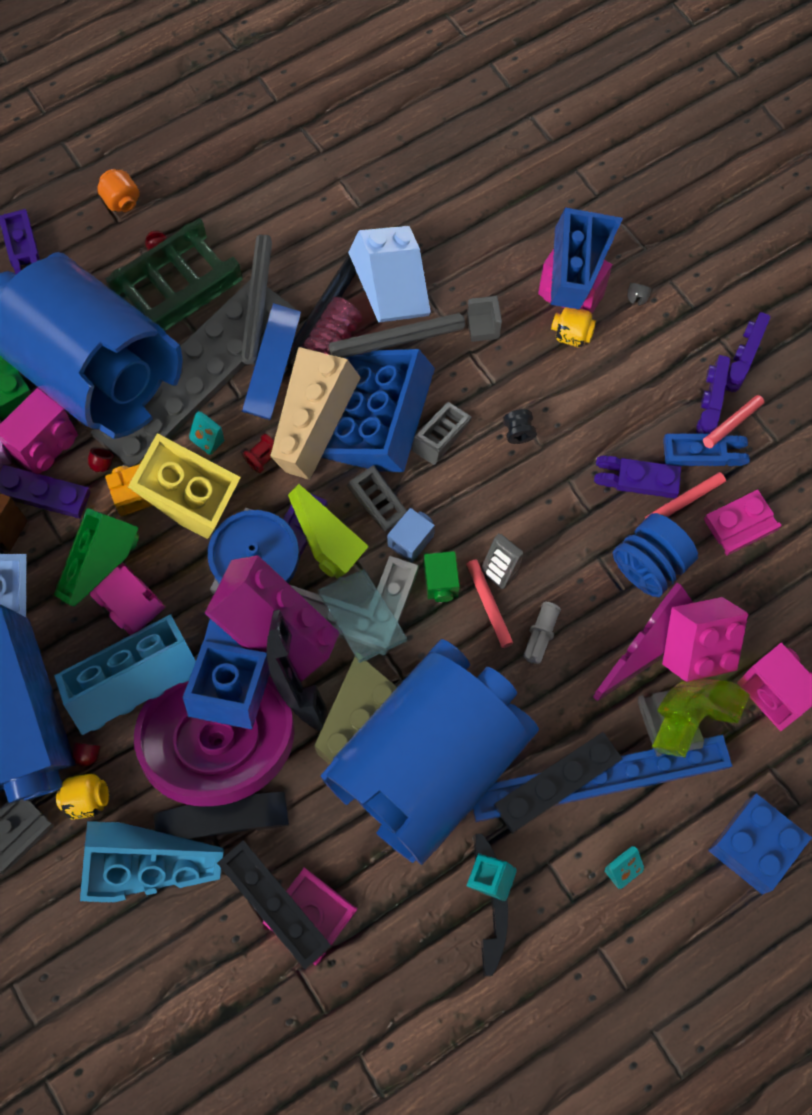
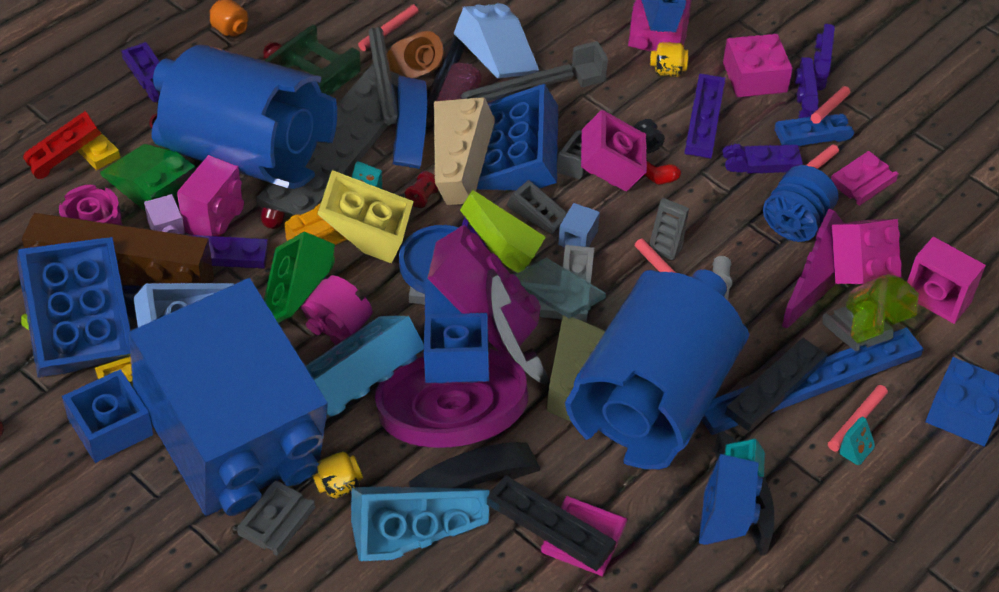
camera: 15 degrees left, 20 degrees down
(85, 754) = (331, 442): dark red hinge -> none
(291, 223) = (391, 25): none -> coral bar
(299, 277) = (416, 55): none -> dark orange piece
(441, 576) = (616, 253): green brick -> none
(463, 923) = (730, 500): none -> blue slope
(472, 447) = (613, 151): none -> dark pink brick
(520, 477) = (662, 174): none -> red arm
(591, 408) = (705, 116): none -> dark purple plate
(636, 833) = (864, 410): none -> coral bar
(638, 291) = (716, 29): dark grey hinge -> none
(668, 352) = (757, 65): none -> dark pink brick

